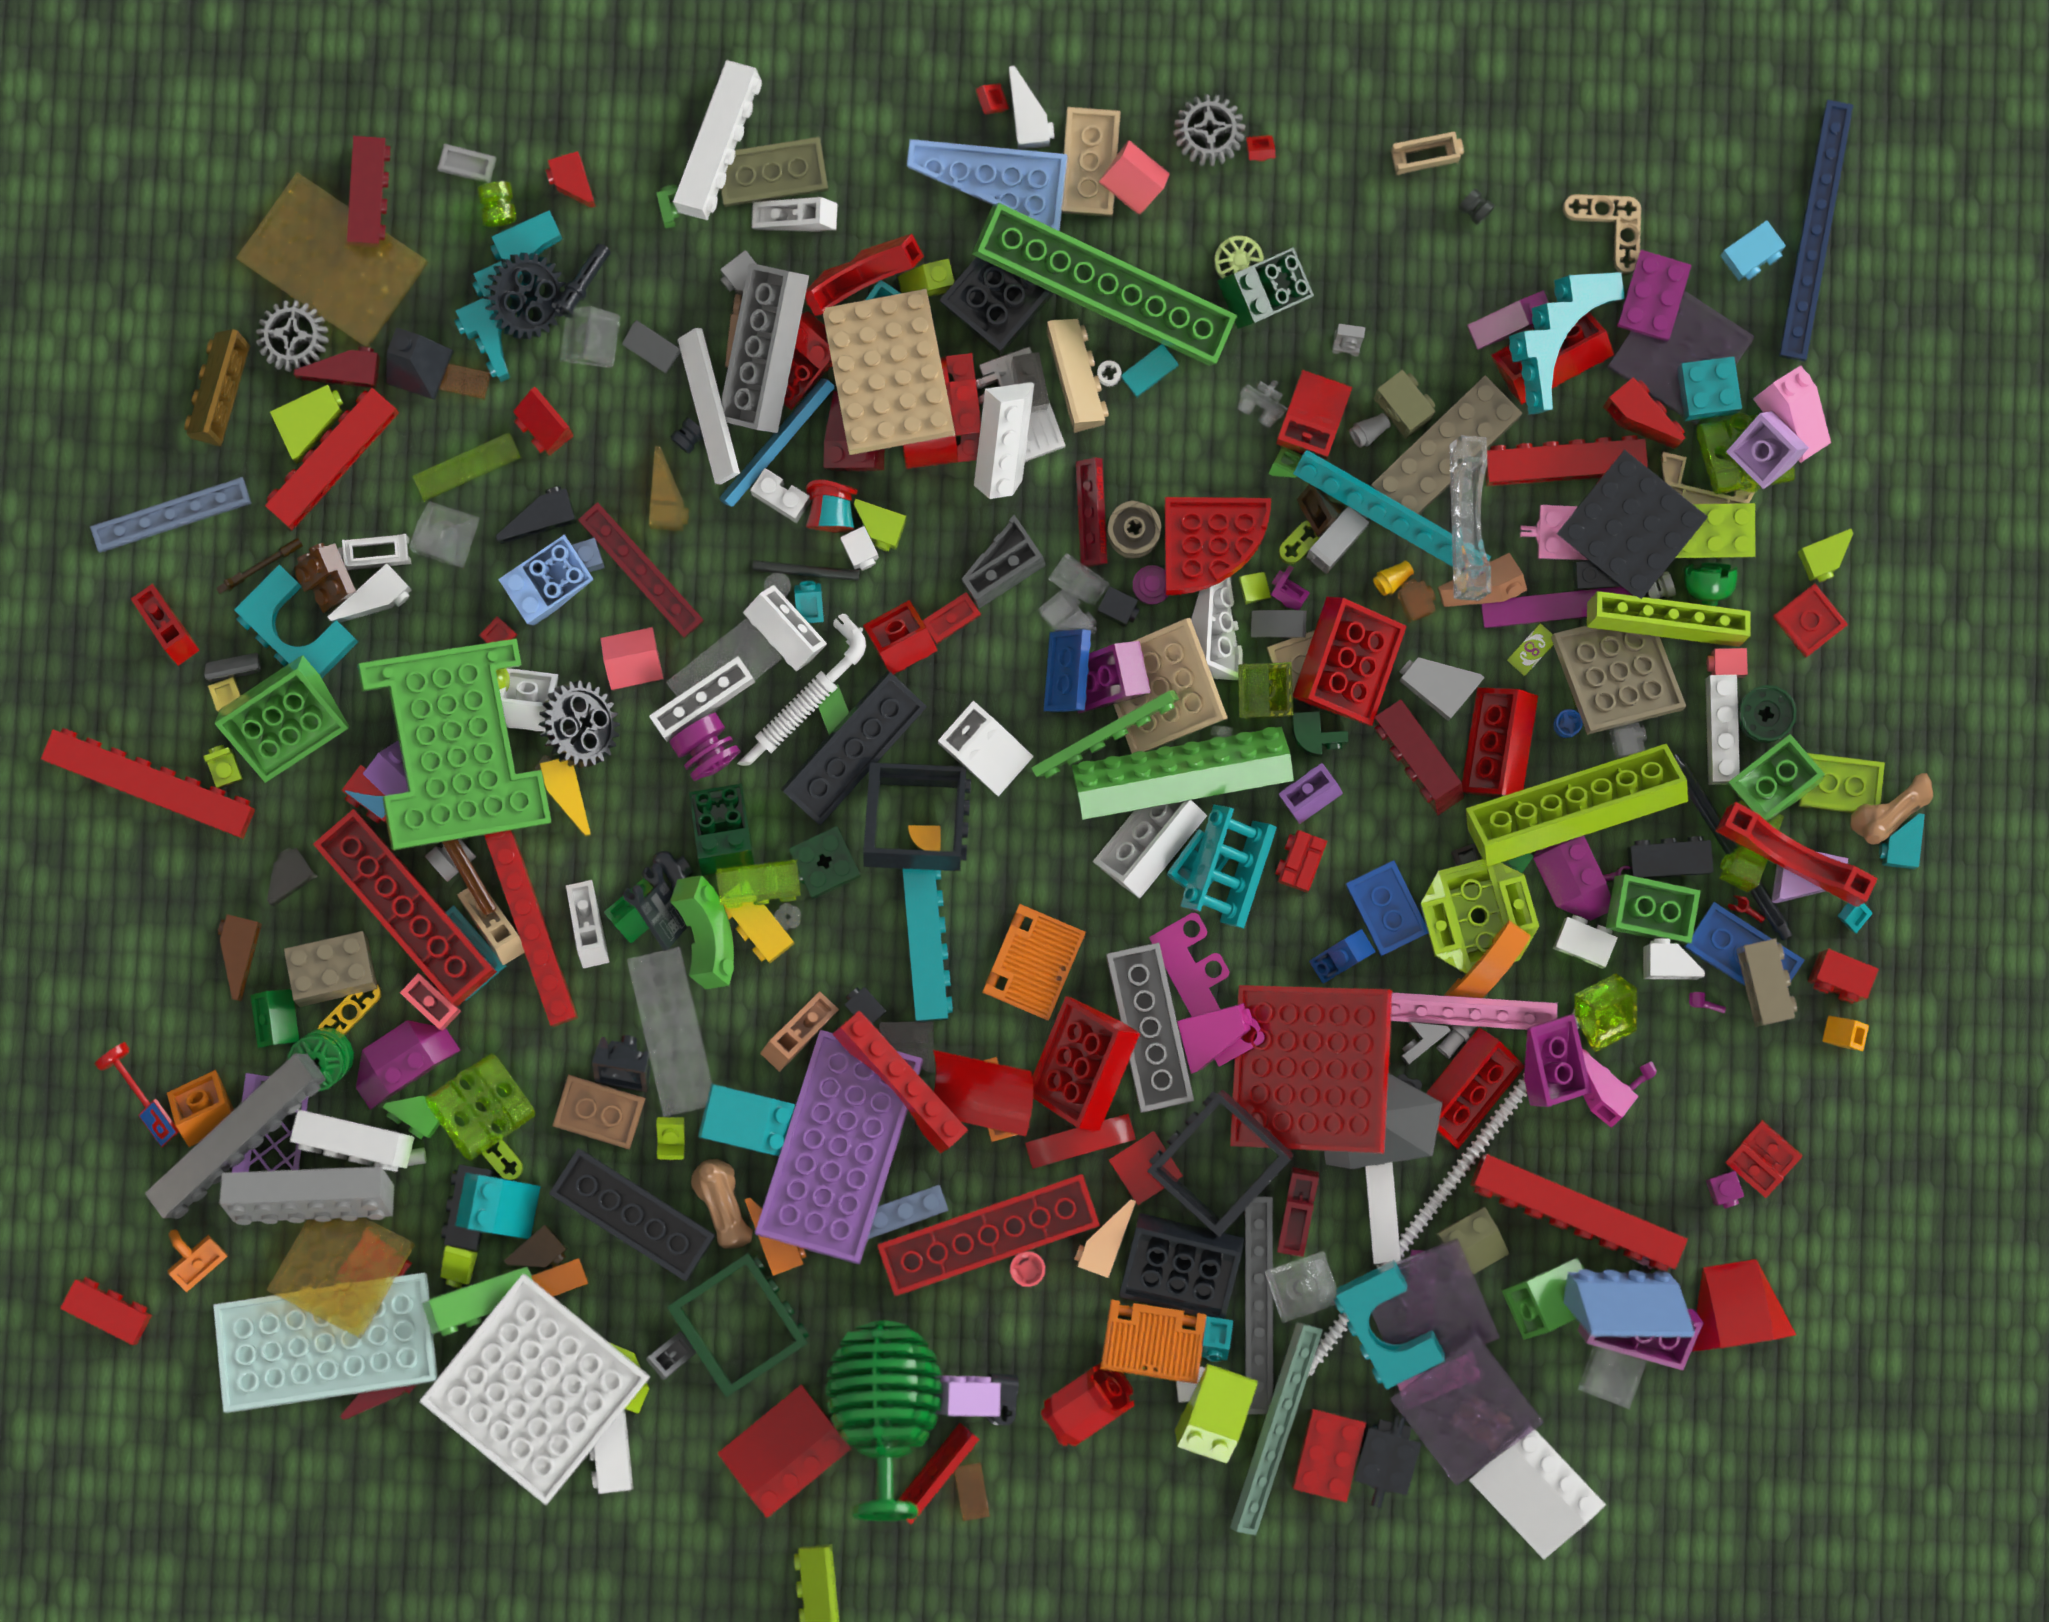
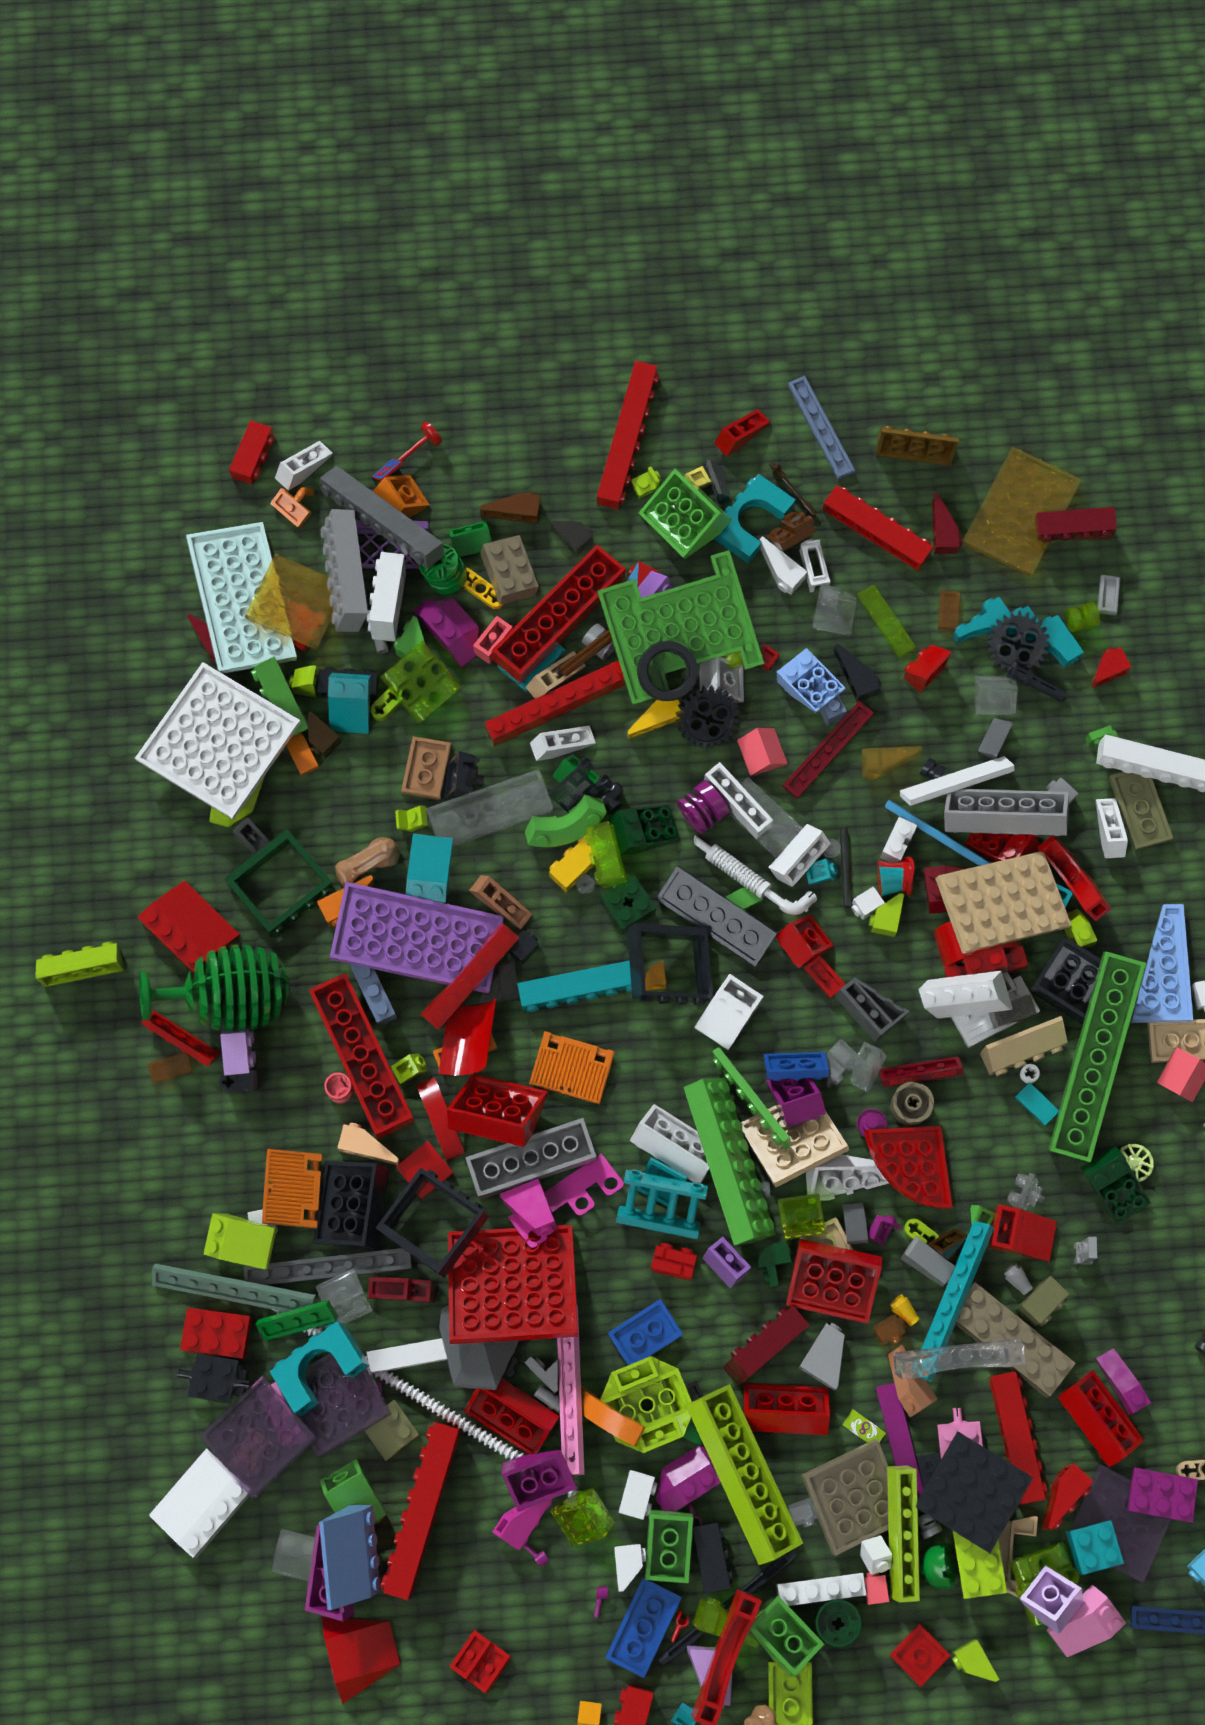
camera: 85 degrees right, 10 degrees down
(134, 1241) = (302, 465): none -> white slope
(292, 325) = (976, 488): light grey gear -> none
(307, 420) = (903, 506): lime slope -> none
(416, 363) = (956, 576): black slope -> none
(541, 748) = (689, 660): none -> black tyre
(613, 1459) = (175, 806): white brick -> none
(632, 1214) = (352, 798): black brick -> none
(1009, 1174) = (409, 1067): none -> lime bracket
(1087, 1405) = (239, 1143): red brick -> none
(1118, 607) = (850, 1100): black brick -> none
(1217, 1339) = (299, 1237): teal bracket -> none
(1254, 587) = (881, 1203): lime slope -> none
(1325, 1348) = (297, 1320): none -> green plate
(1342, 956) = (603, 1302): blue slope -> none
(1552, 322) = (1127, 1410): arch -> none
(1569, 719) = (812, 1460): blue wheel -> none
(1689, 656) = (876, 1555): none -> white brick
(1725, 1189) = (452, 1631): magenta brick -> none
(1766, 982) = (620, 1645): dark tan brick -> none

